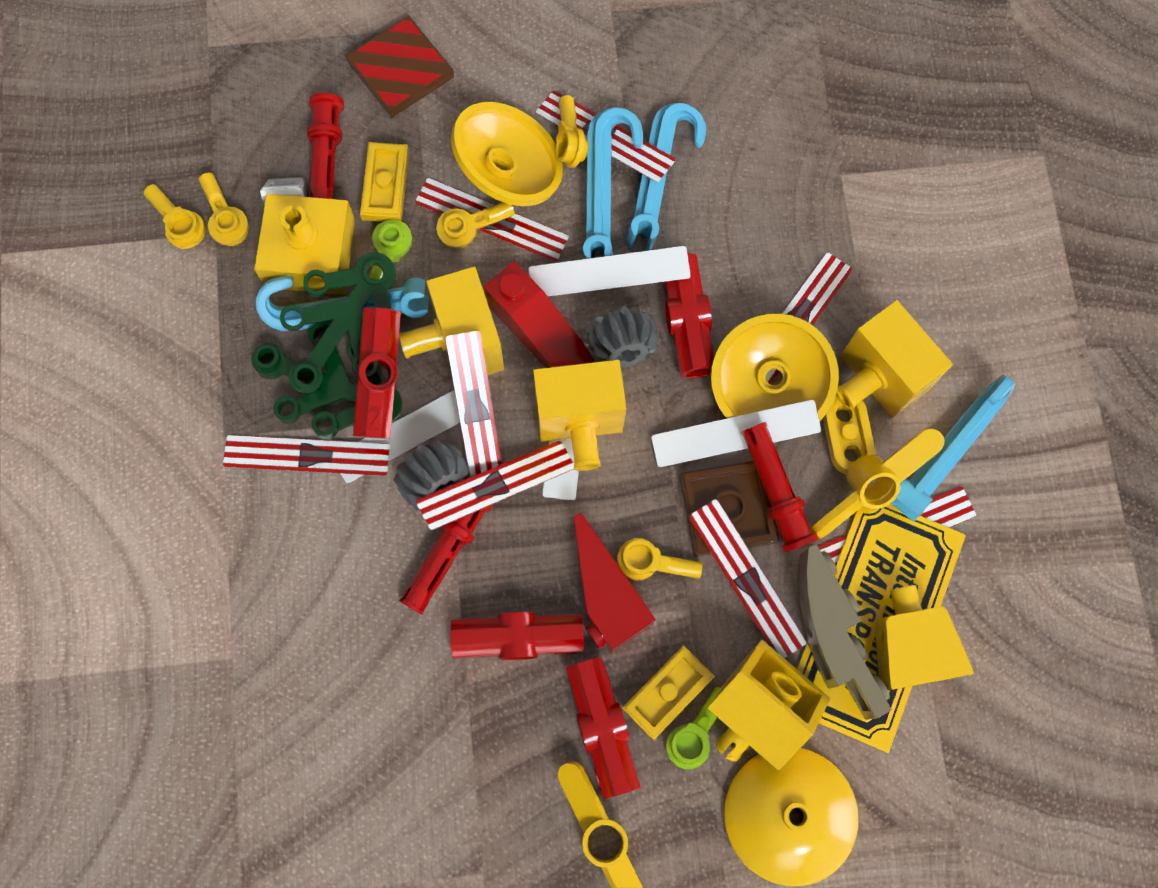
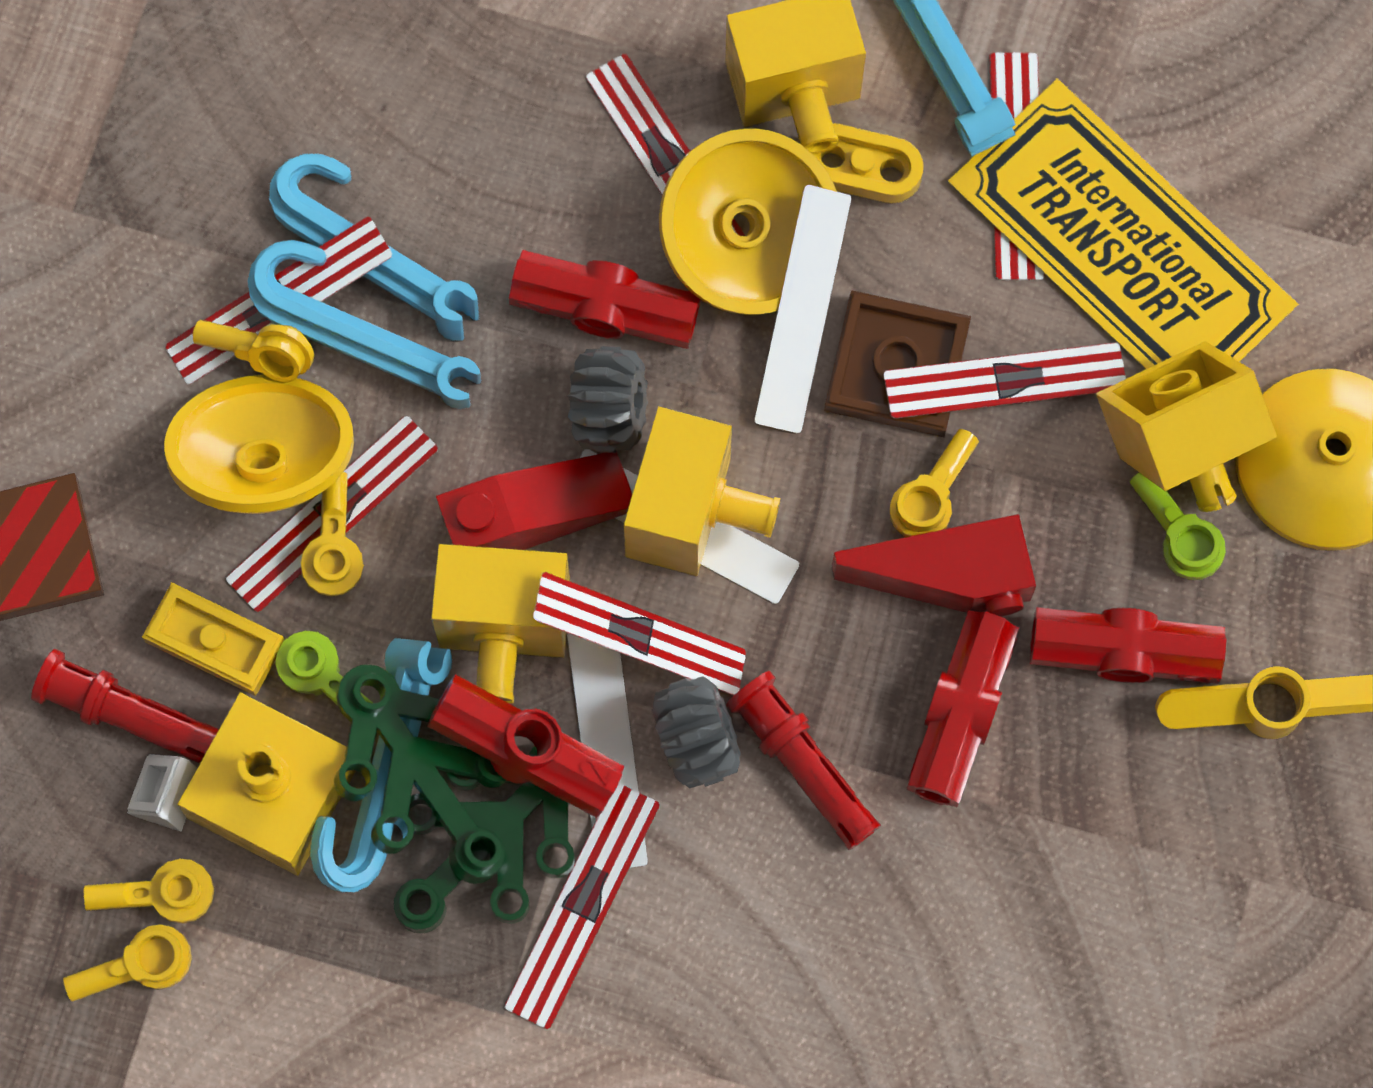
camera: 65 degrees left, 0 degrees up
(494, 485) = (745, 651): sticker -> none
(612, 271) = (501, 373): white sticker -> none
(668, 692) = (1115, 543): yellow plate -> none
(785, 508) = (932, 287): red pin -> none
(825, 617) = (1100, 301): dark tan slope -> none
(890, 473) = (949, 153): yellow piece -> none
(918, 644) = (1180, 204): yellow torso -> none

